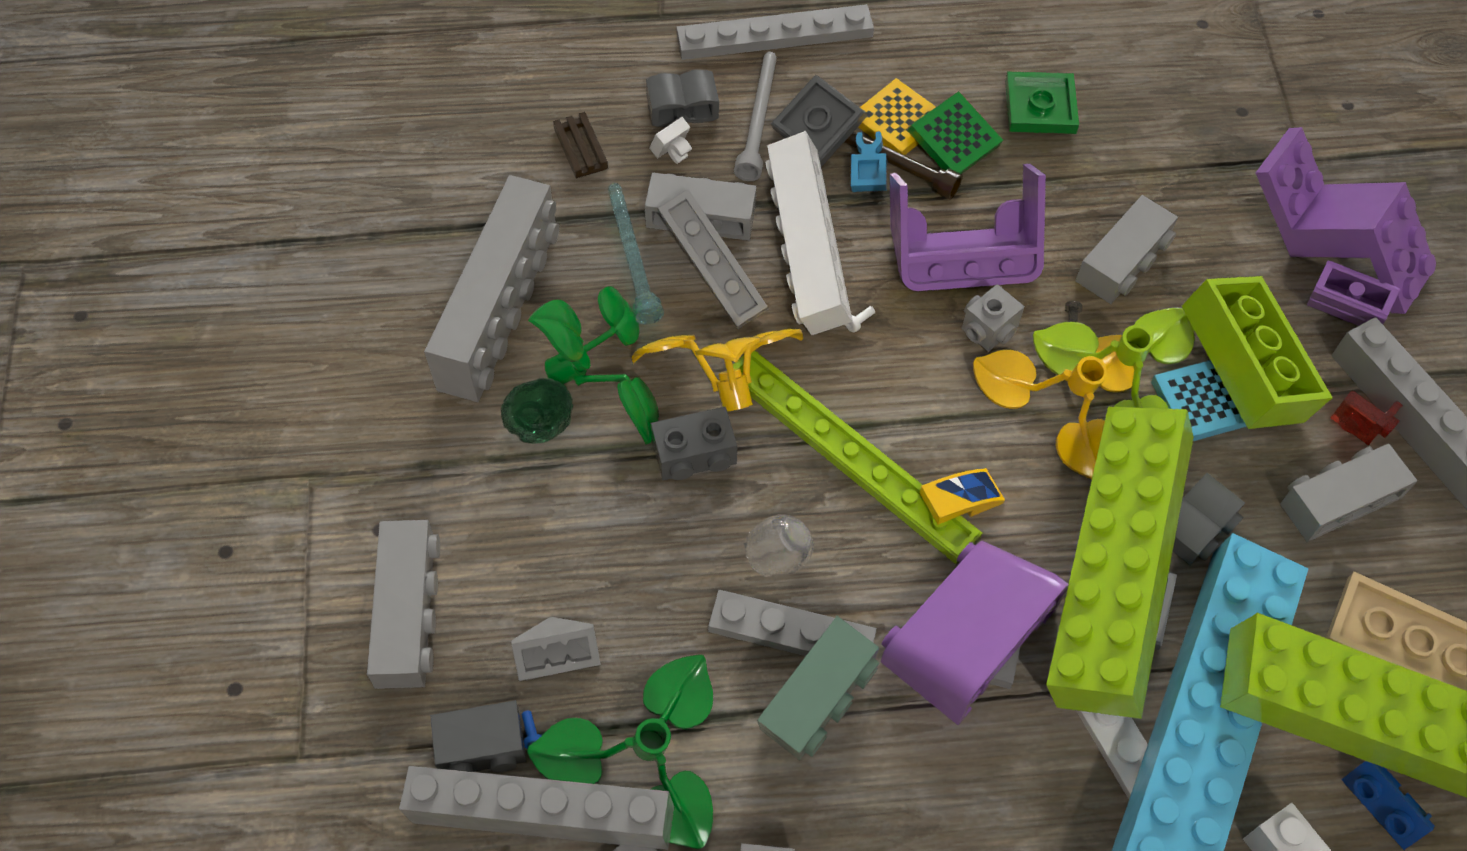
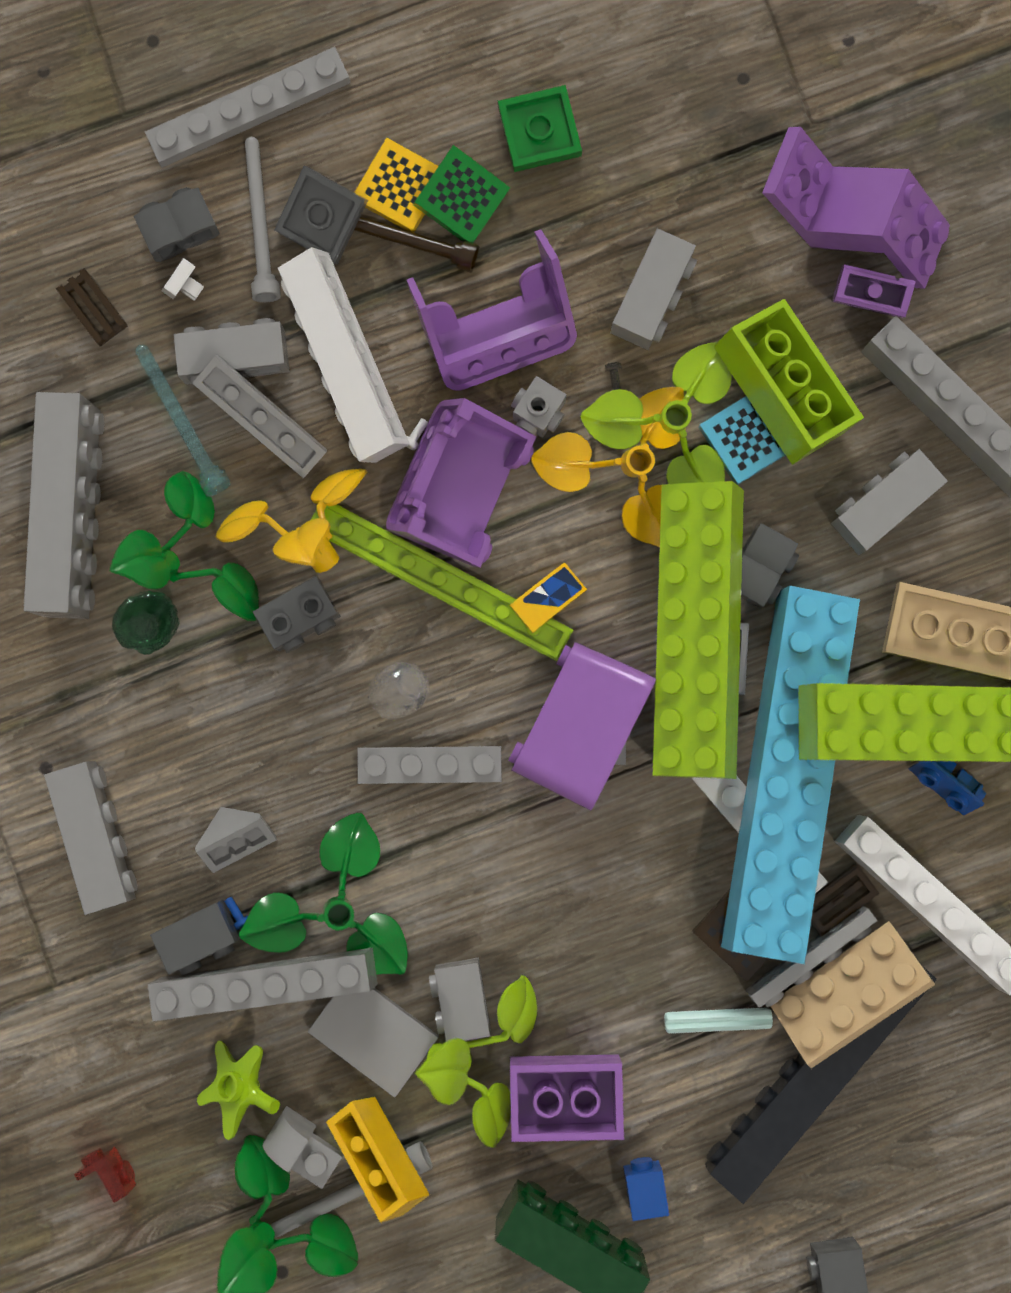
camera: 10 degrees left, 25 degrees up
(820, 689) = (466, 830): sand green brick -> none
(869, 166) = (385, 261): dark azure plate -> none
(897, 361) = (458, 480): none -> medium lavender windscreen
(1364, 419) = (892, 421): clear red bracket -> none

